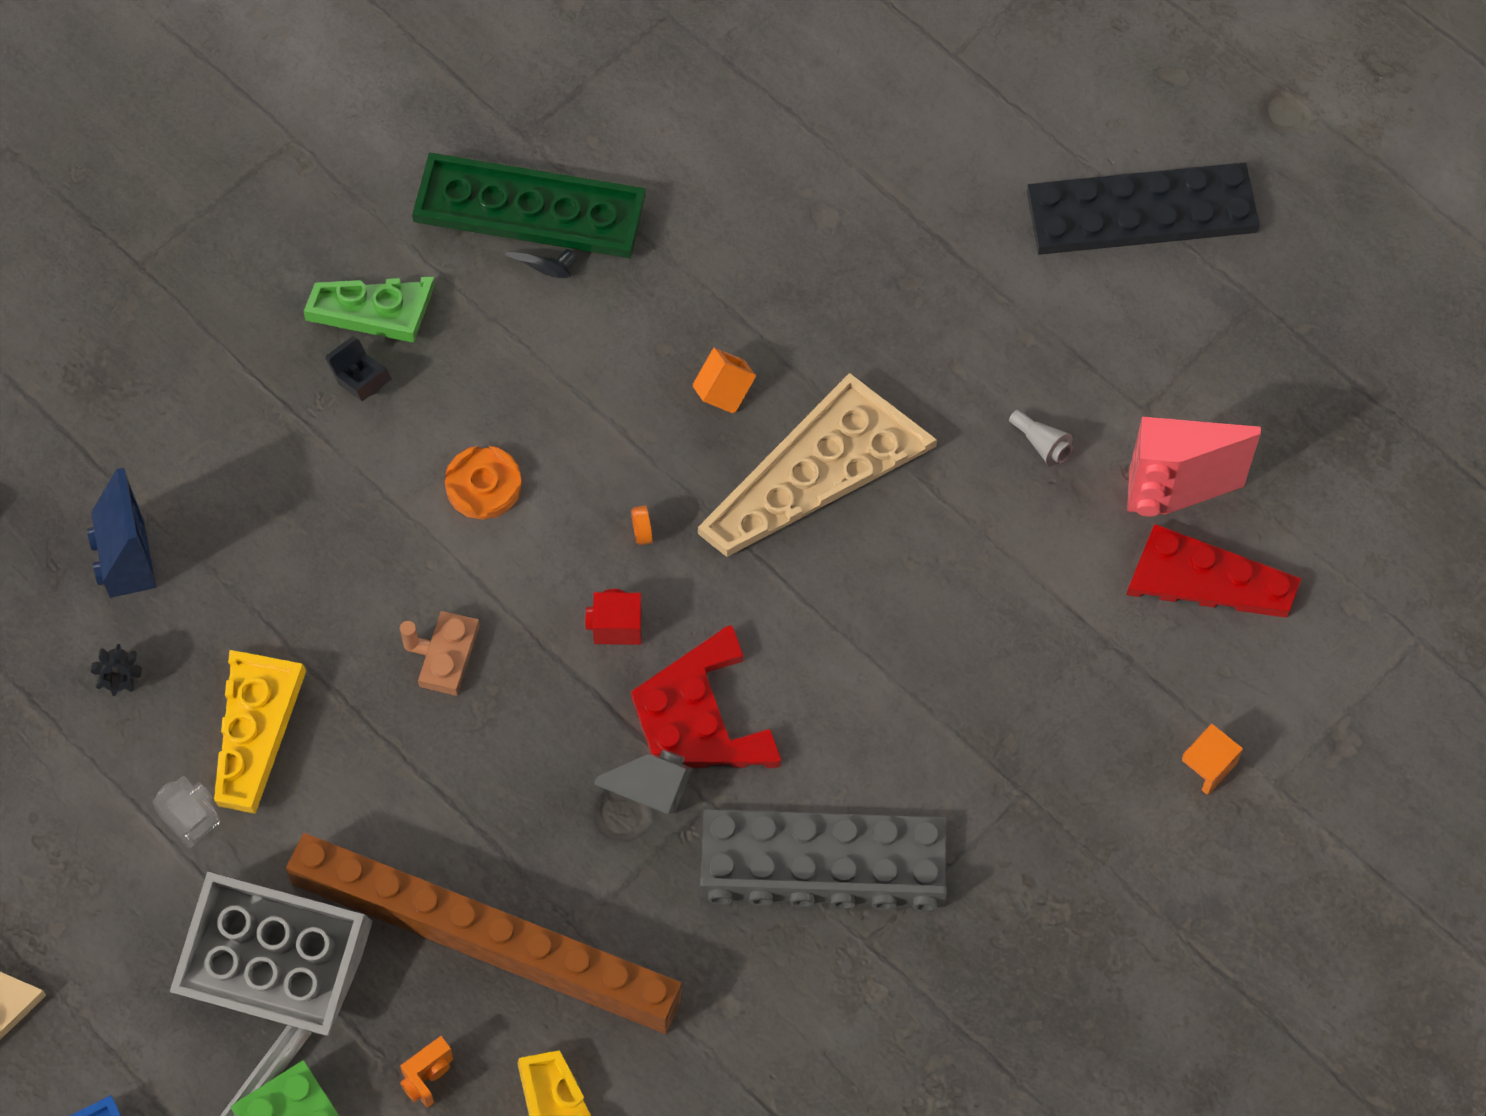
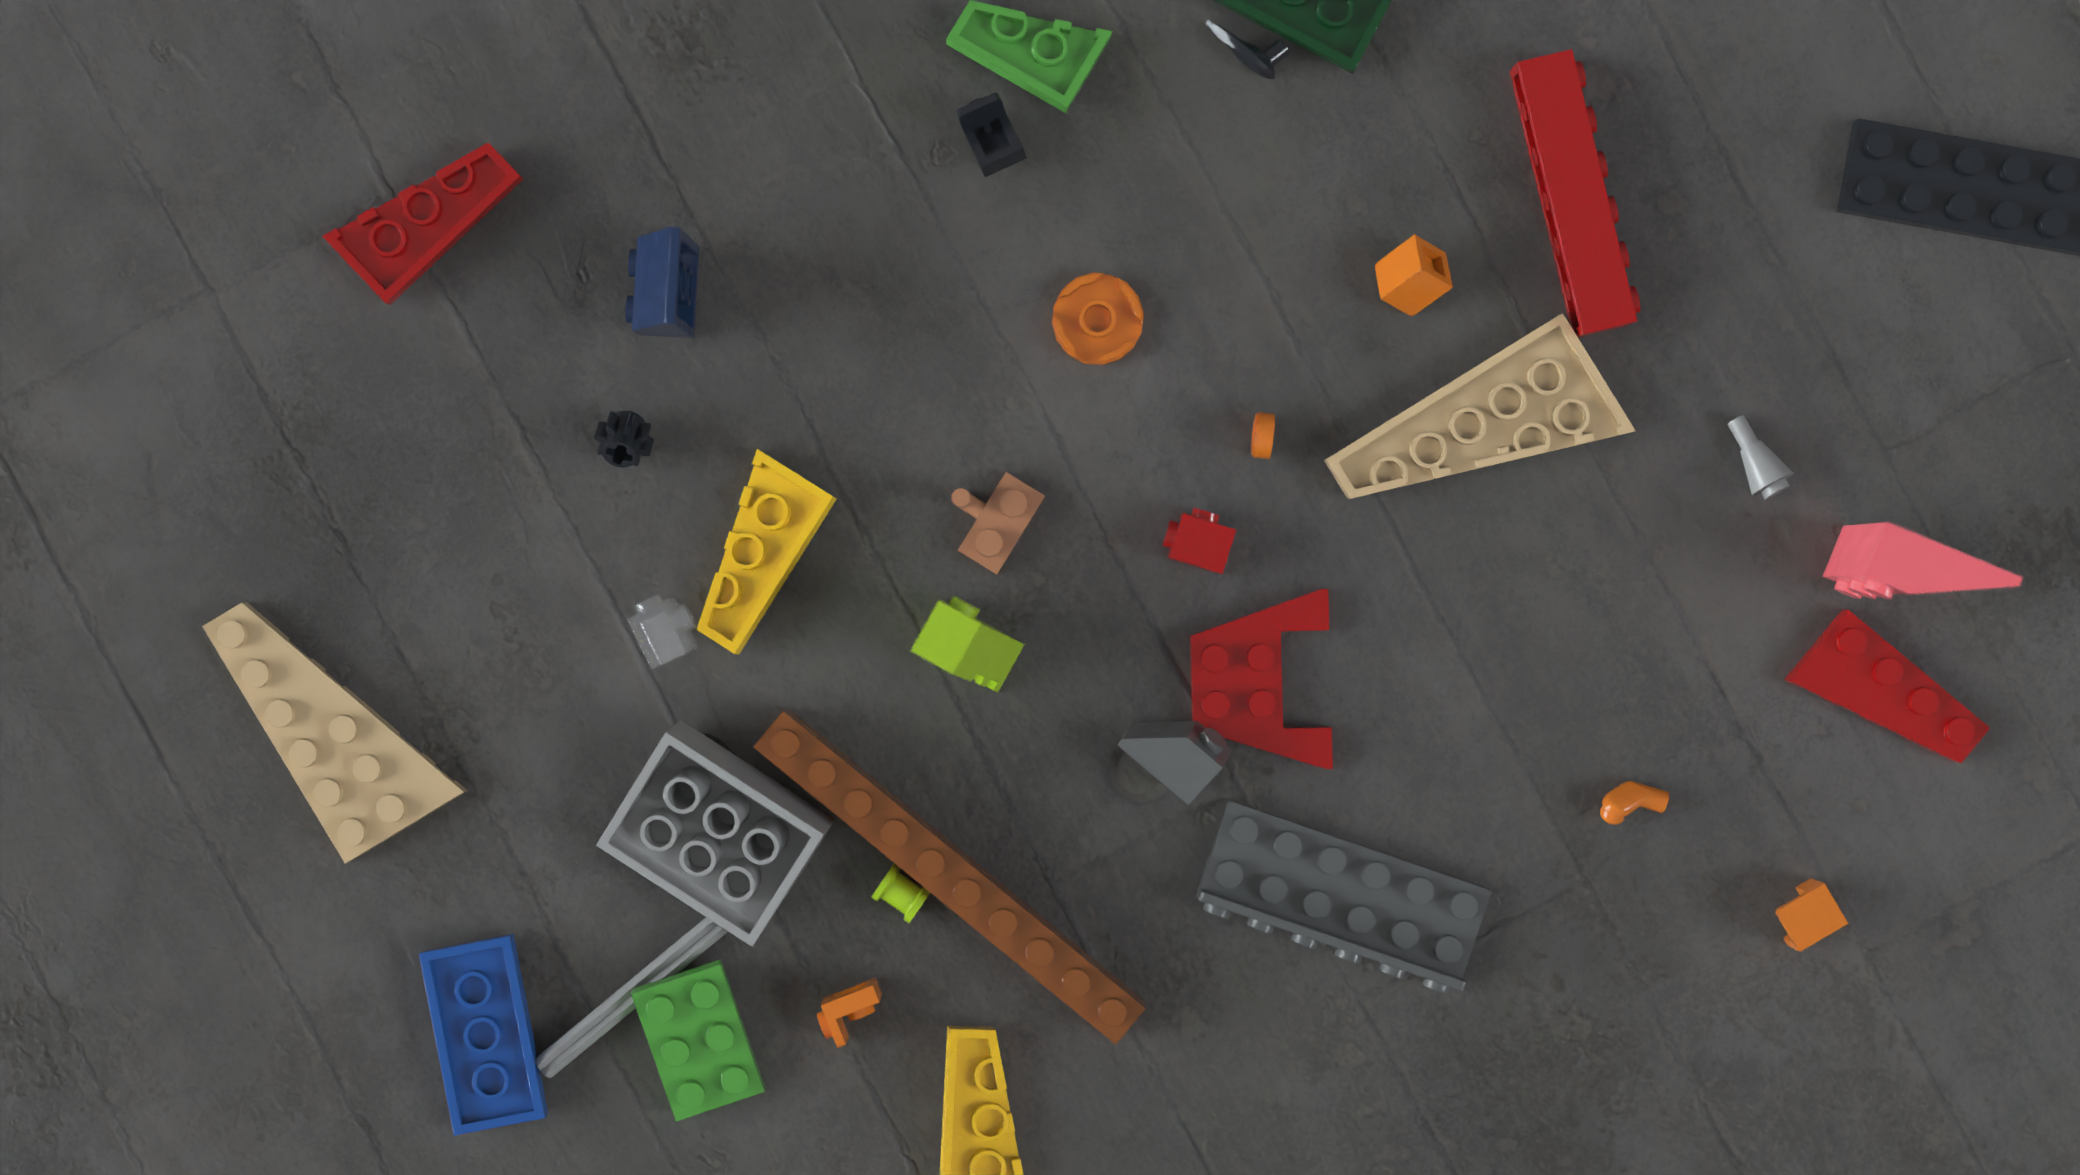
camera: 15 degrees right, 25 degrees up
(441, 735) = (966, 644): none -> lime wedge
(446, 962) = (901, 893): none -> lime bush
(830, 291) = (1574, 193): none -> red brick
(1035, 712) = (1629, 797): none -> orange arm

